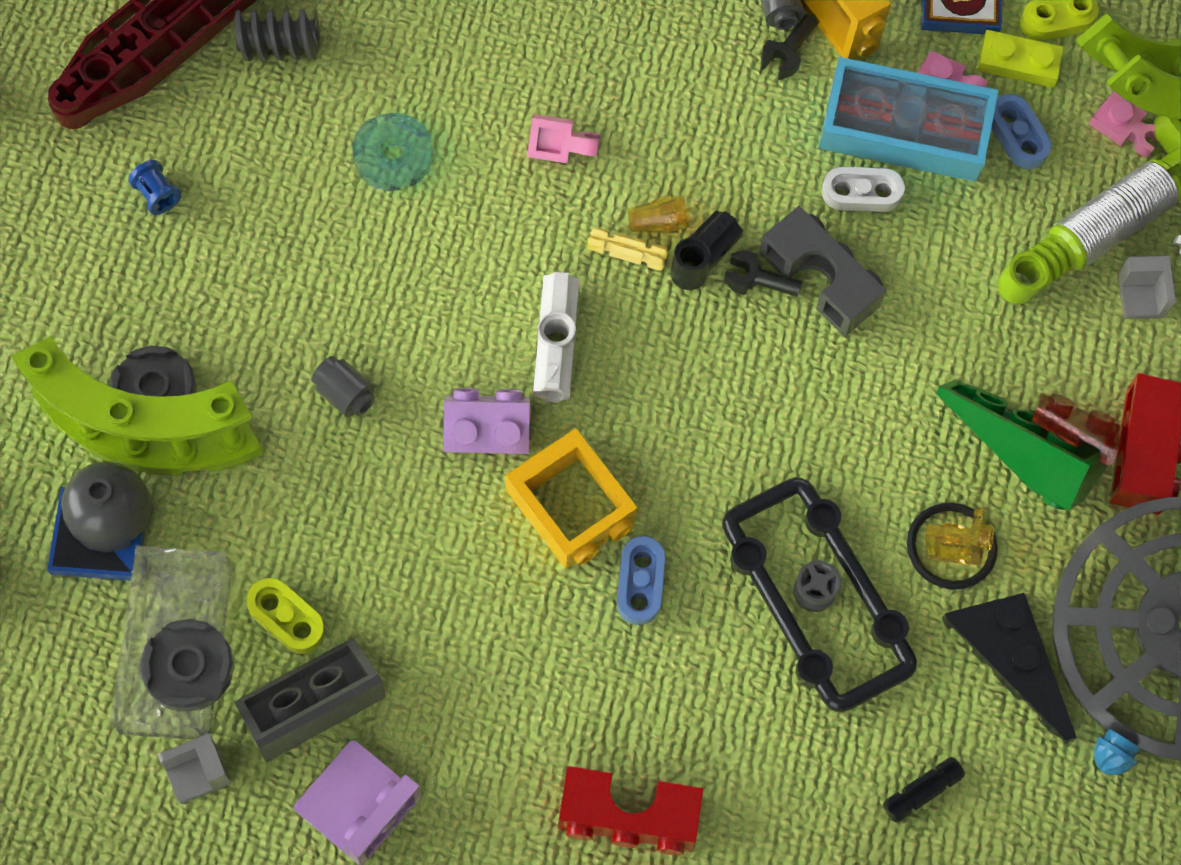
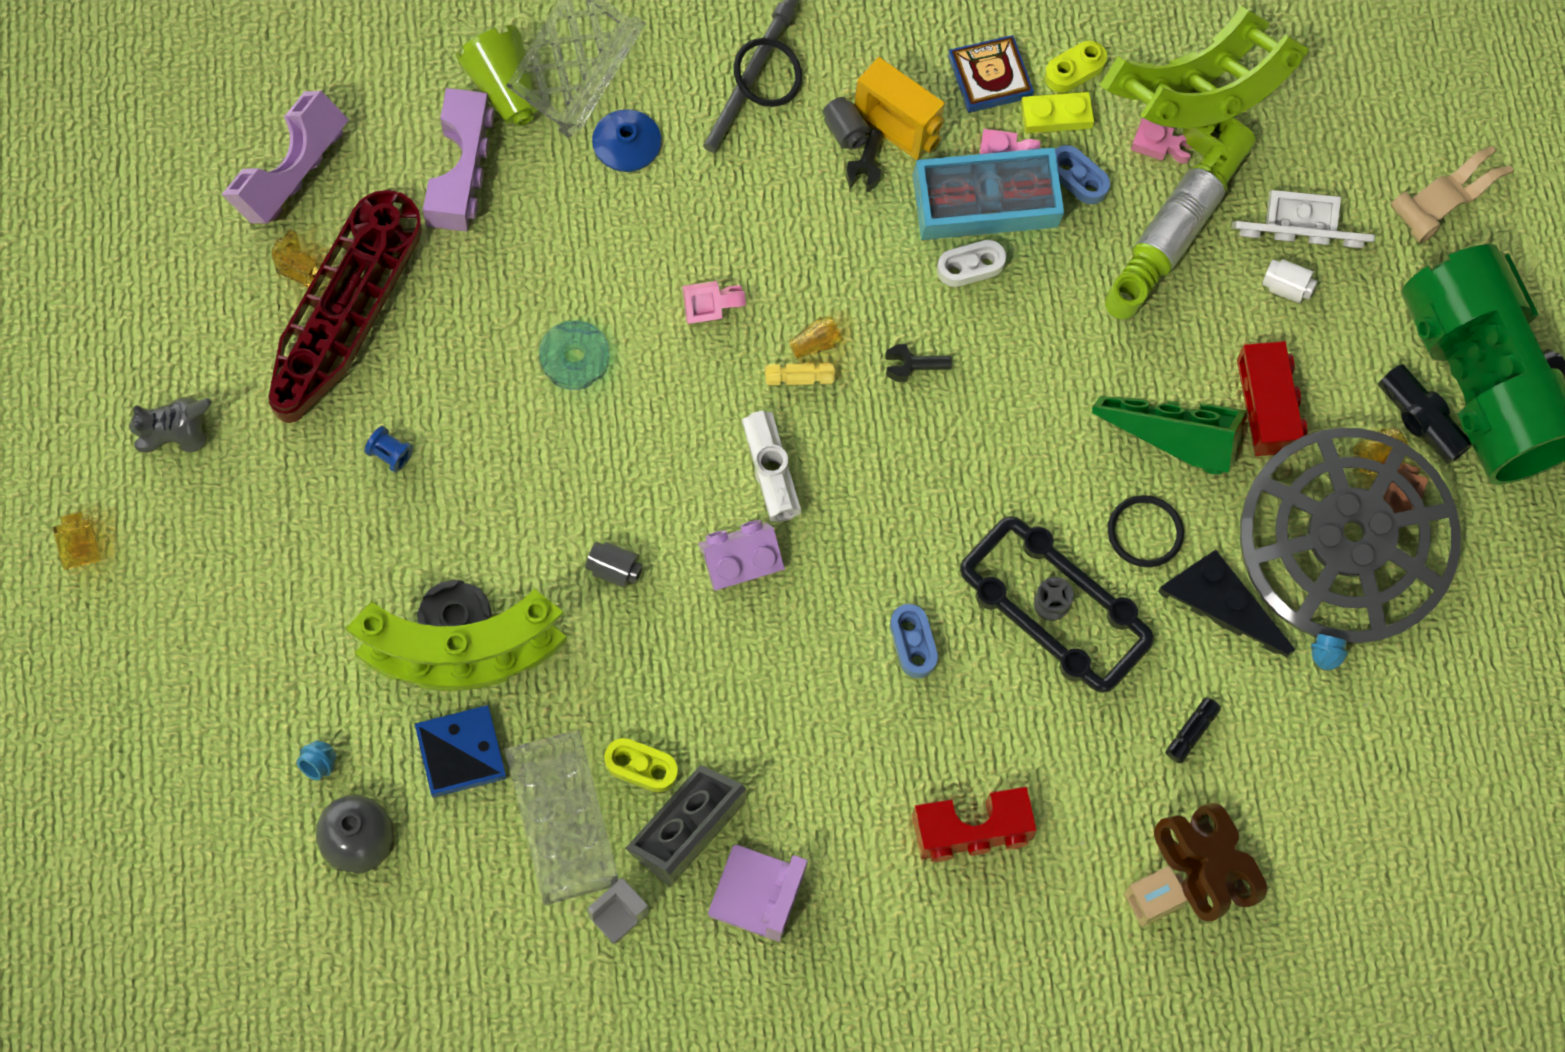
camera: 20 degrees left, 0 degrees up
(106, 506) = (461, 726): dark grey cylinder -> none
(187, 665) = (586, 829): dark grey tile -> none
(277, 35) = (439, 286): dark grey piece -> none
(546, 465) = (788, 595): yellow window -> none
(705, 249) = (863, 354): black piece -> none
(802, 244) = (941, 324): dark grey arch -> none
(959, 544) = (1152, 528): clear yellow bracket -> none
(1076, 425) = (1211, 402): clear red wing -> none
(1146, 287) = (1224, 272): light grey panel -> none

